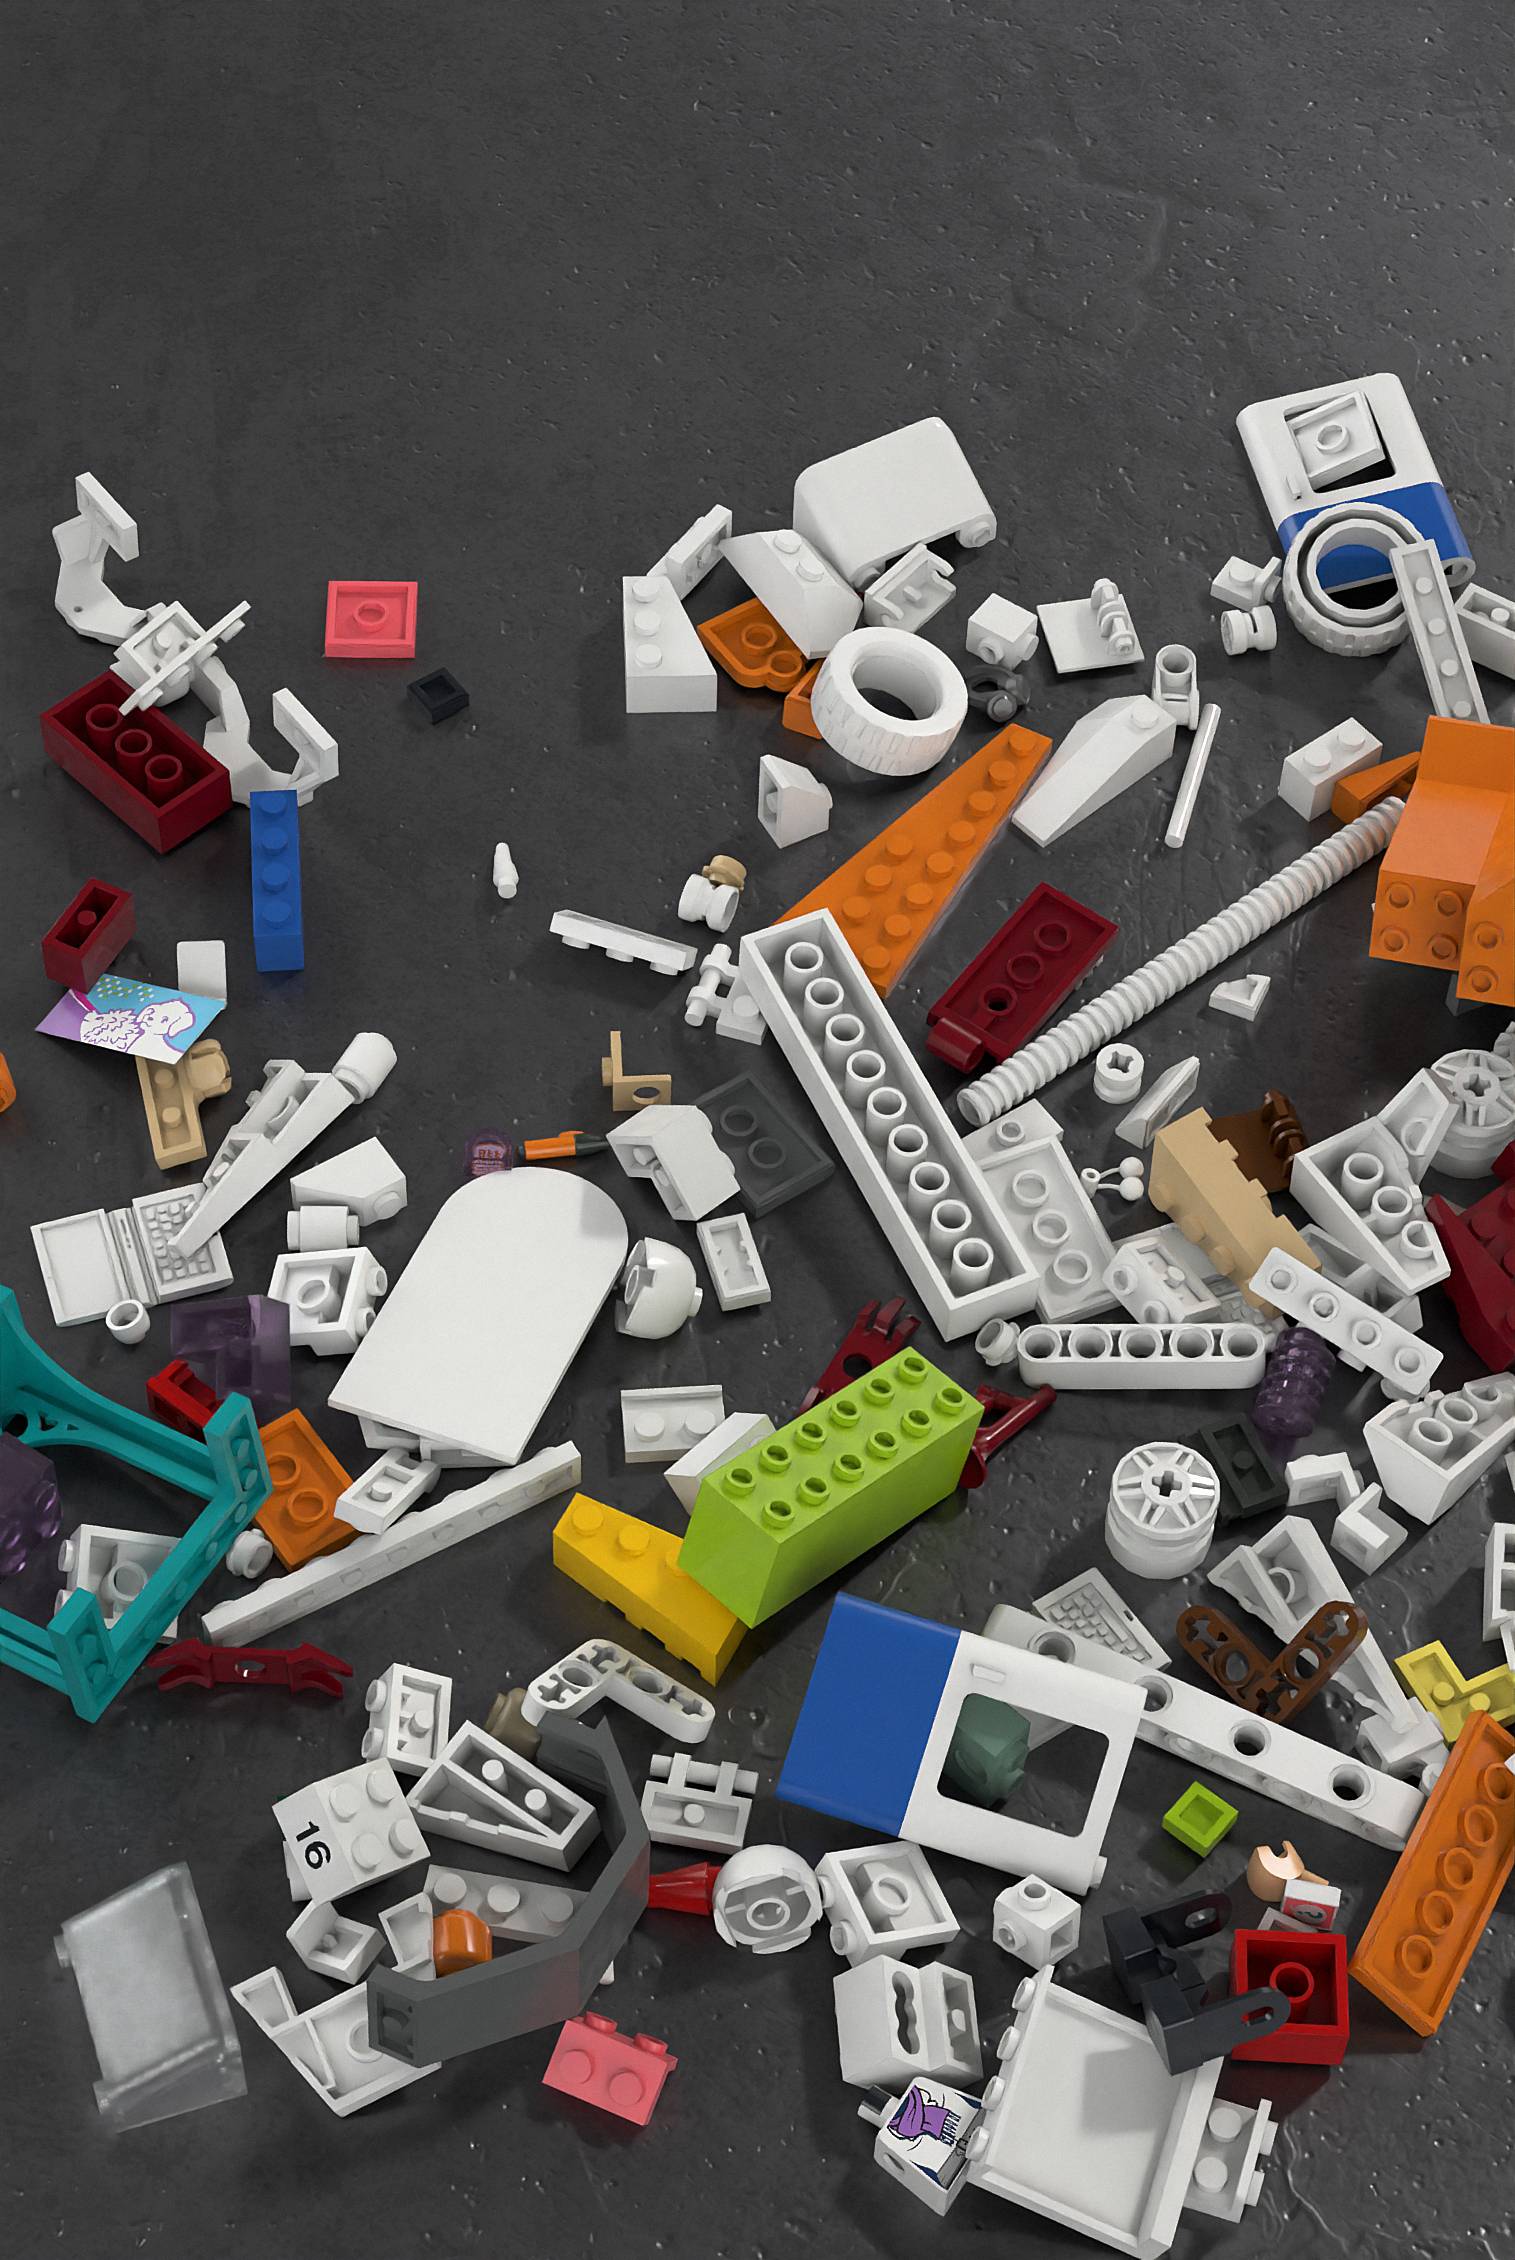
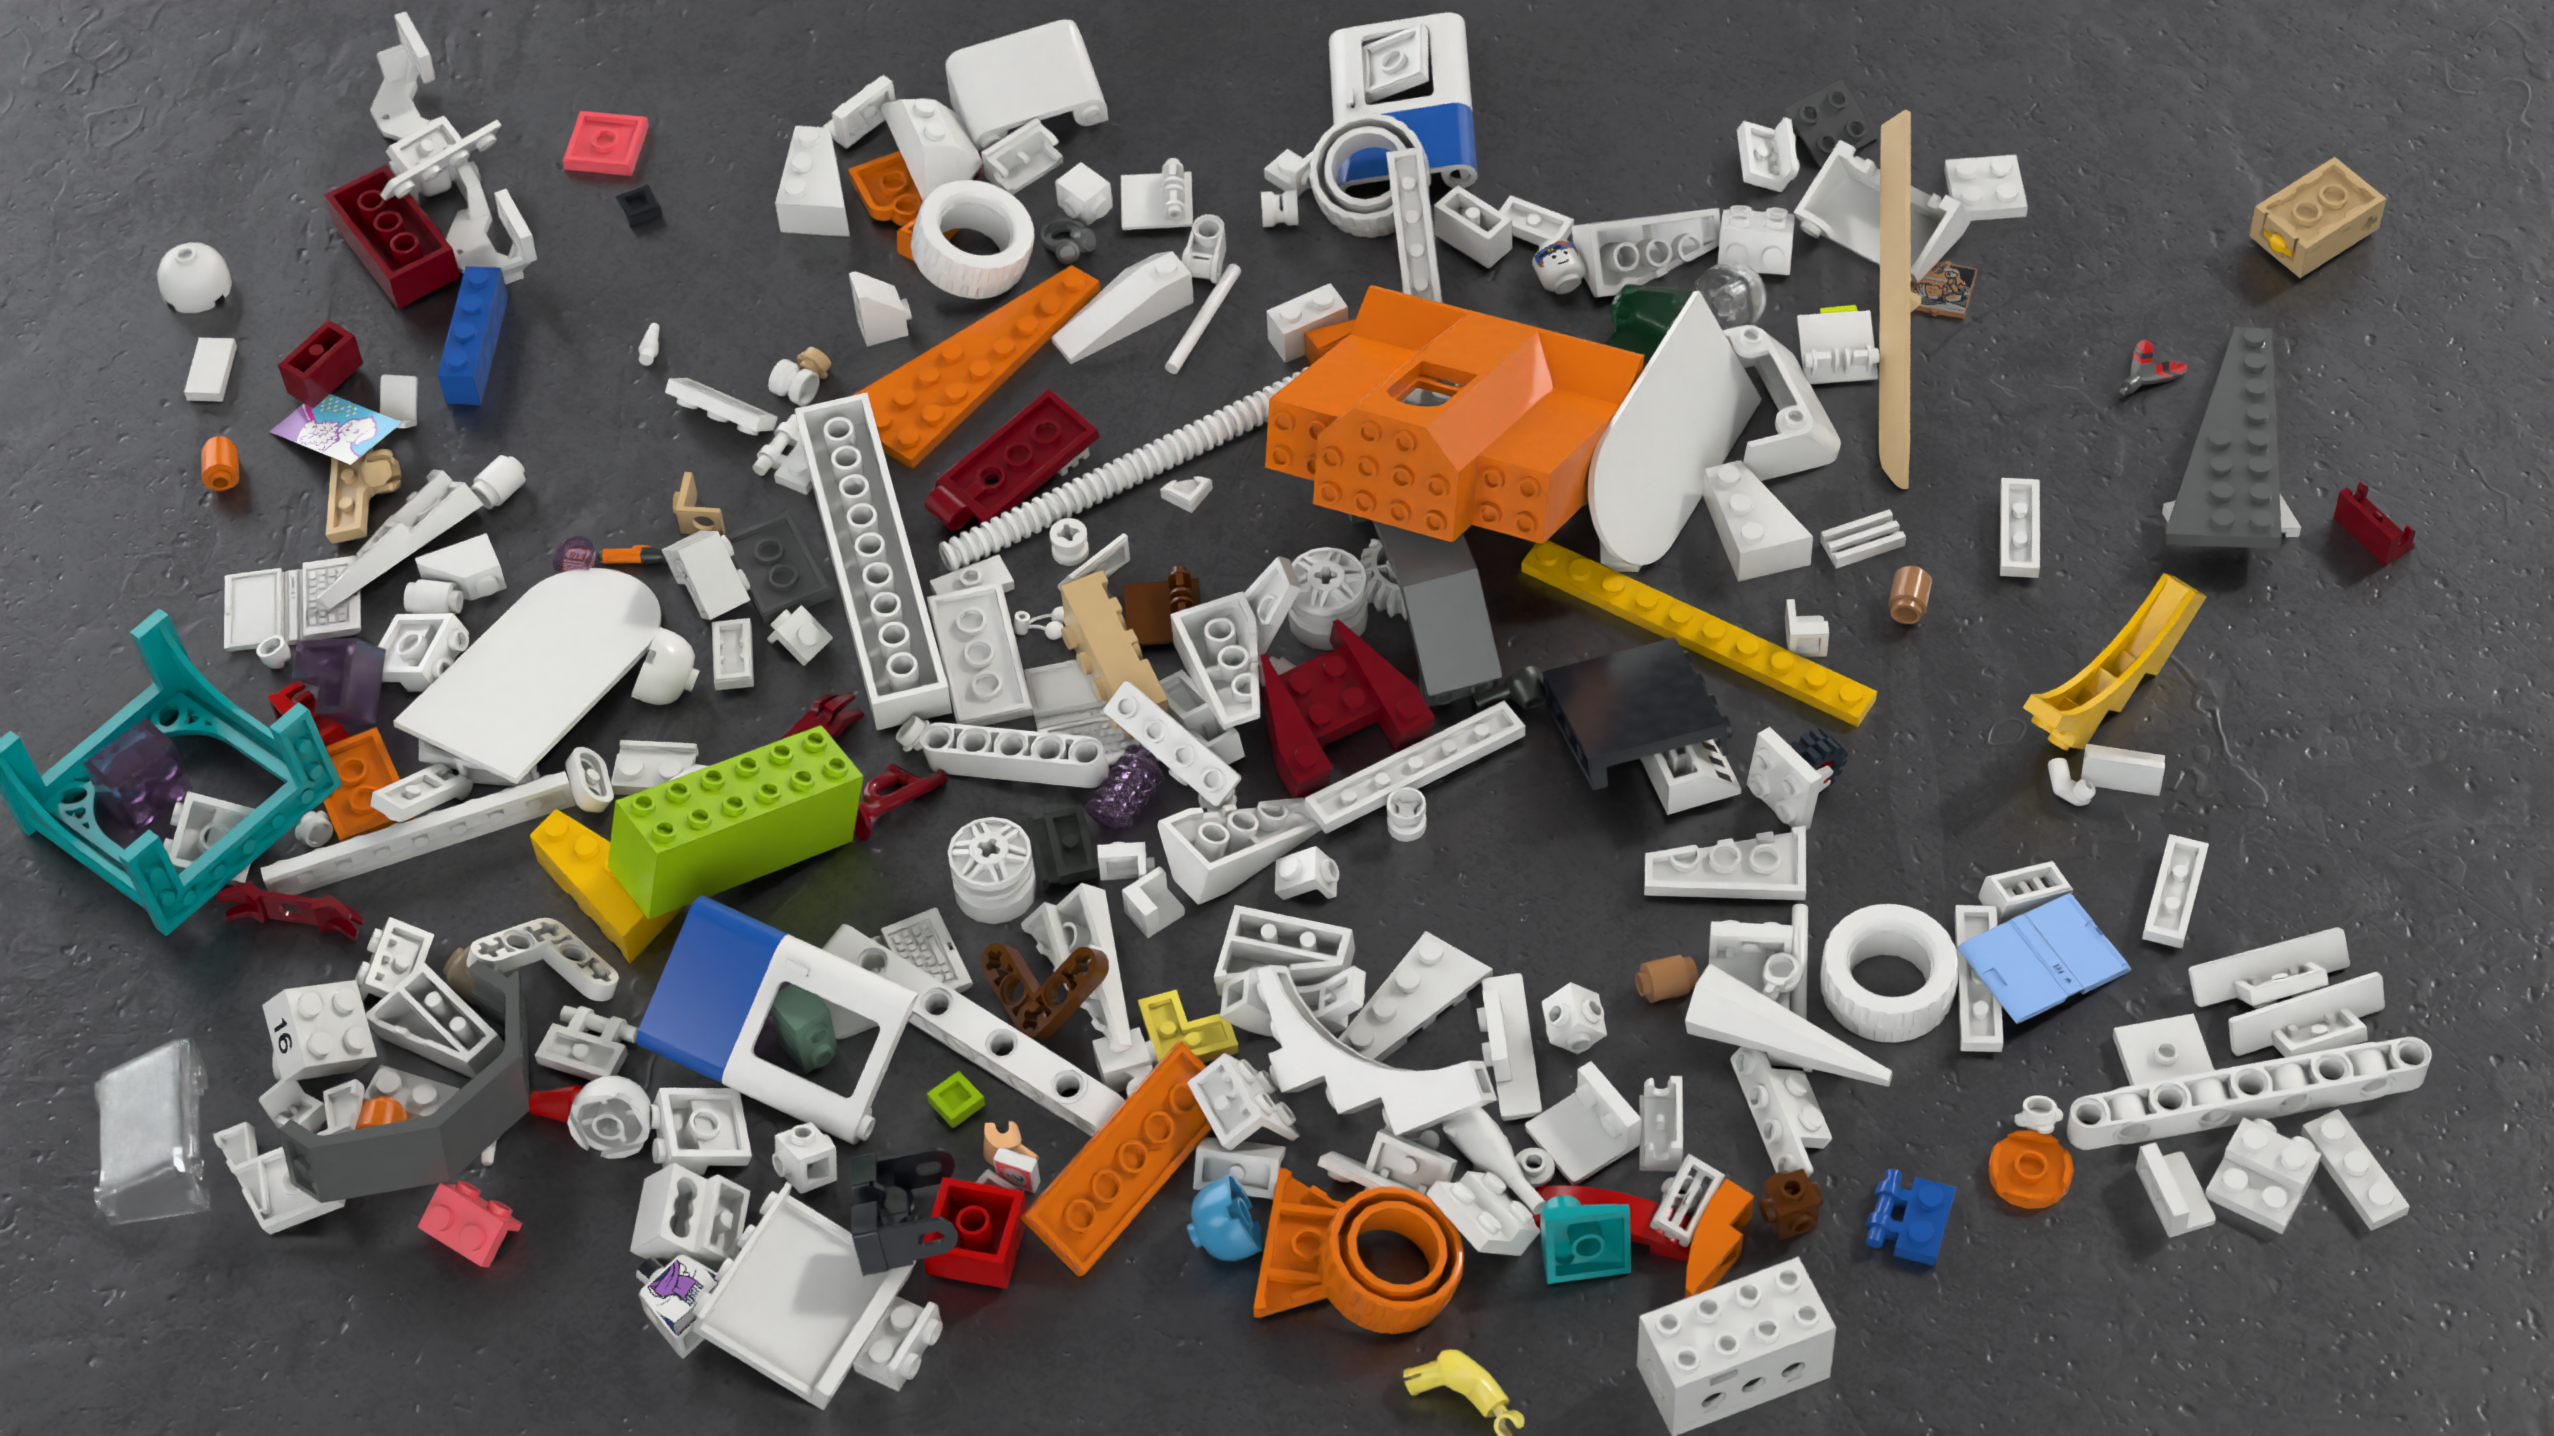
camera: 15 degrees right, 0 degrees up
(600, 1449) = (589, 780): none -> white plate
(812, 1227) = (799, 634): none -> white bracket
(1158, 1284) = (1045, 701): white bracket -> none

